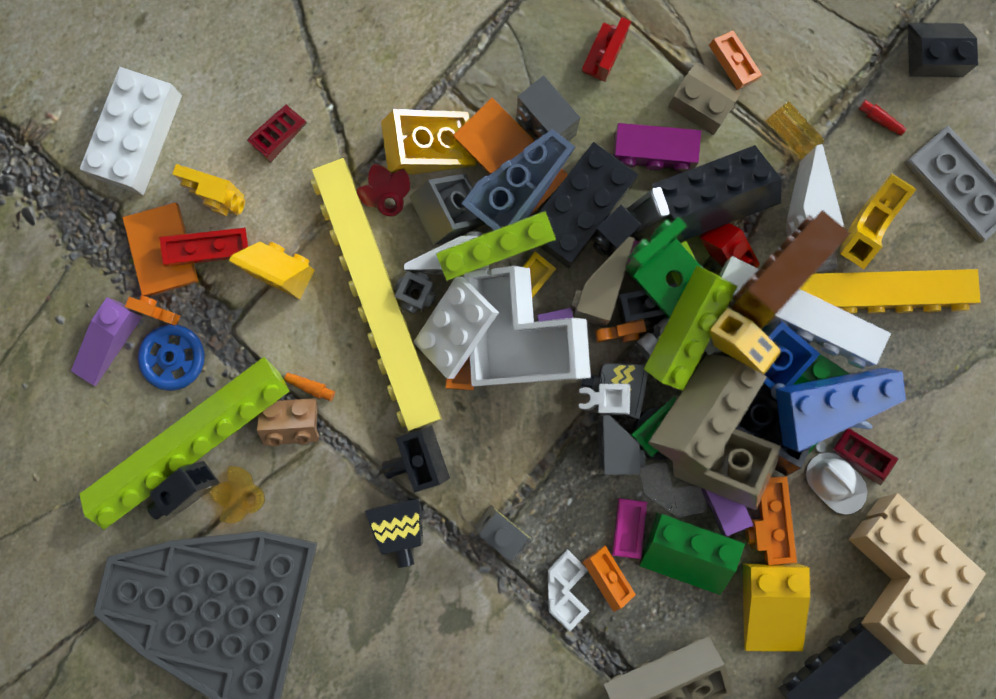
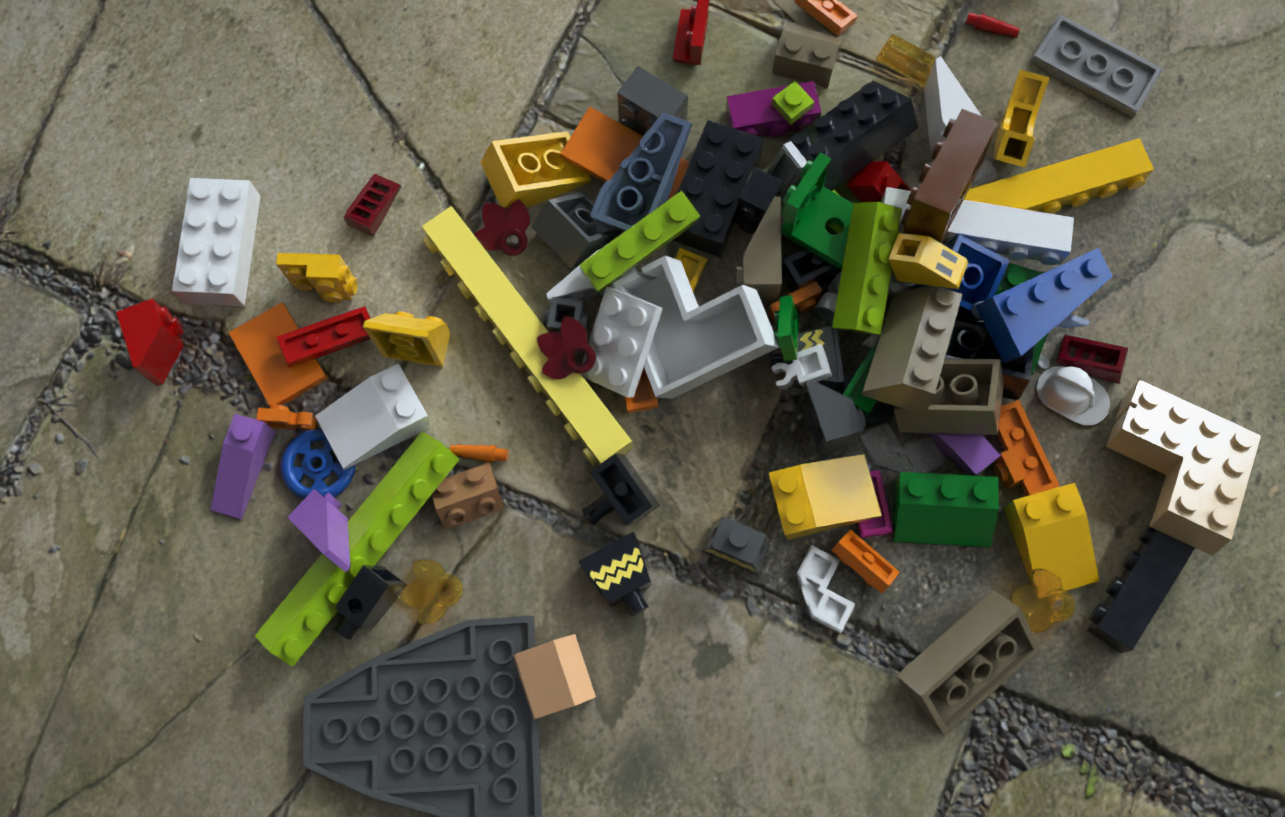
camera: 15 degrees left, 10 degrees down
(51, 208) = (151, 339): none -> red slope
(158, 421) = (324, 526): none -> medium lavender slope
(225, 331) = (373, 417): none -> white slope
(319, 601) = (554, 676): none -> light nougat slope
(402, 319) = (563, 346): none -> dark red plate
(591, 513) = (824, 495): none -> yellow slope
(605, 356) = (788, 328): none -> green plate
(675, 147) = (792, 102): none -> lime plate
(745, 655) = (1038, 598): none -> clear yellow plate

